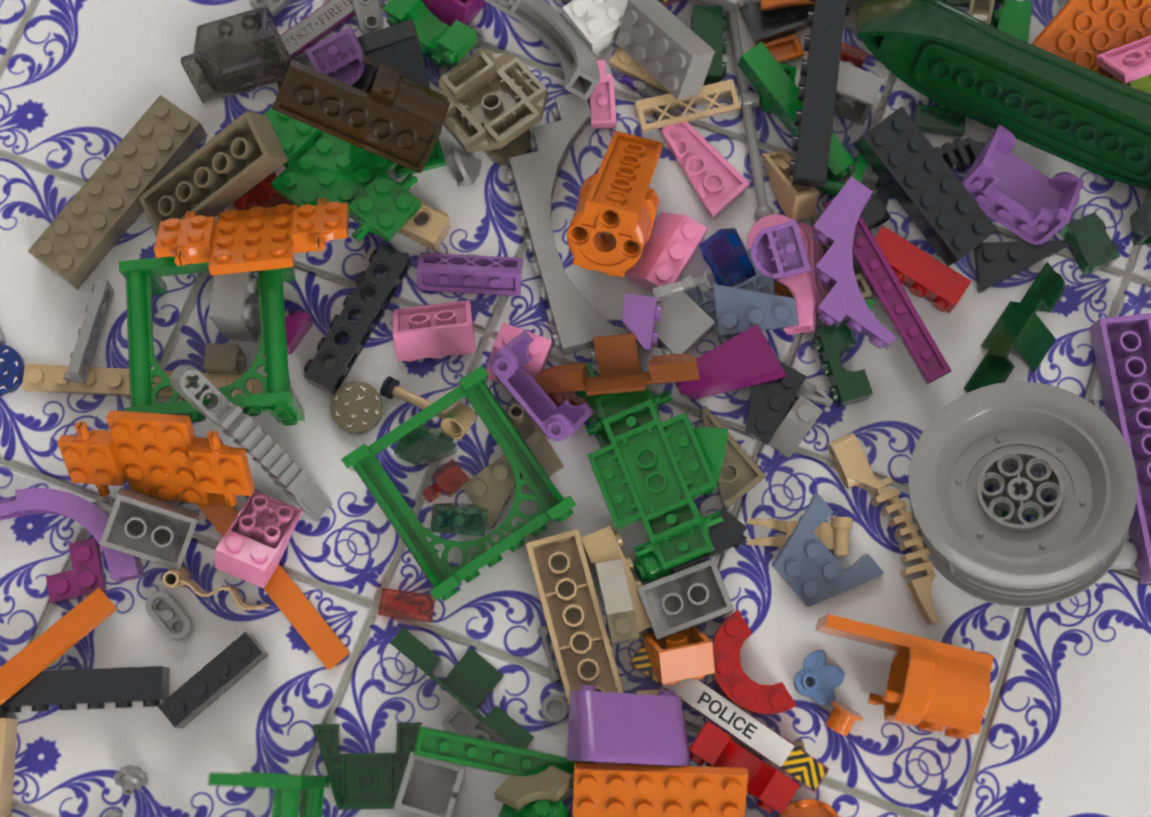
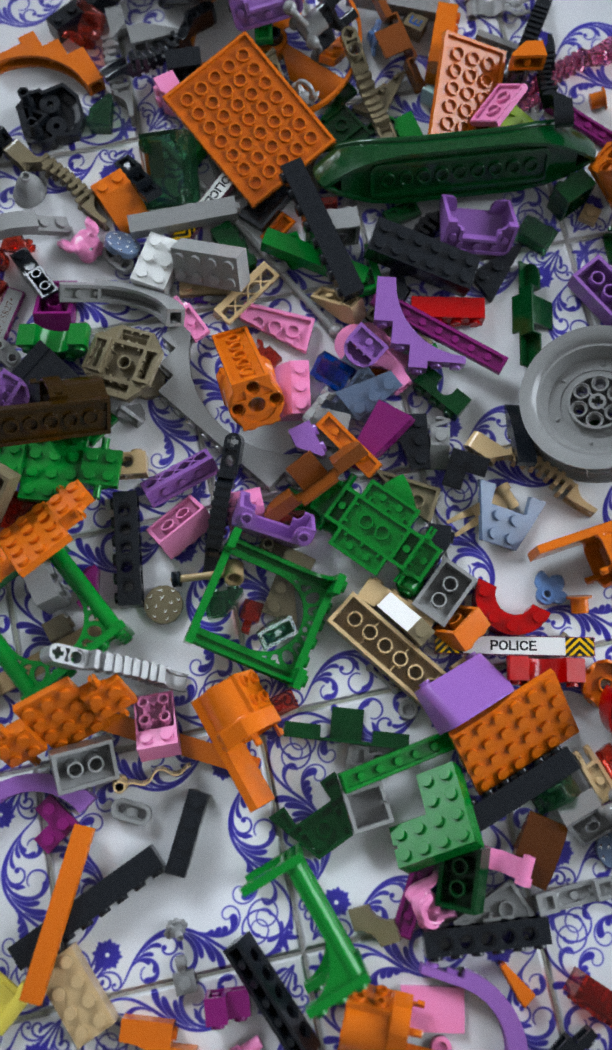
camera: 35 degrees left, 0 degrees up
(348, 583) = (233, 716): none -> orange piece
(500, 322) = (221, 501): none -> black piece
(521, 790) = (425, 771): dark tan tile -> none
(666, 193) = (269, 353): none -> clear red plate
(684, 341) = (341, 436): none -> orange plate
(810, 462) = (462, 462): none -> black brick
(895, 486) = (520, 440): none -> black slope

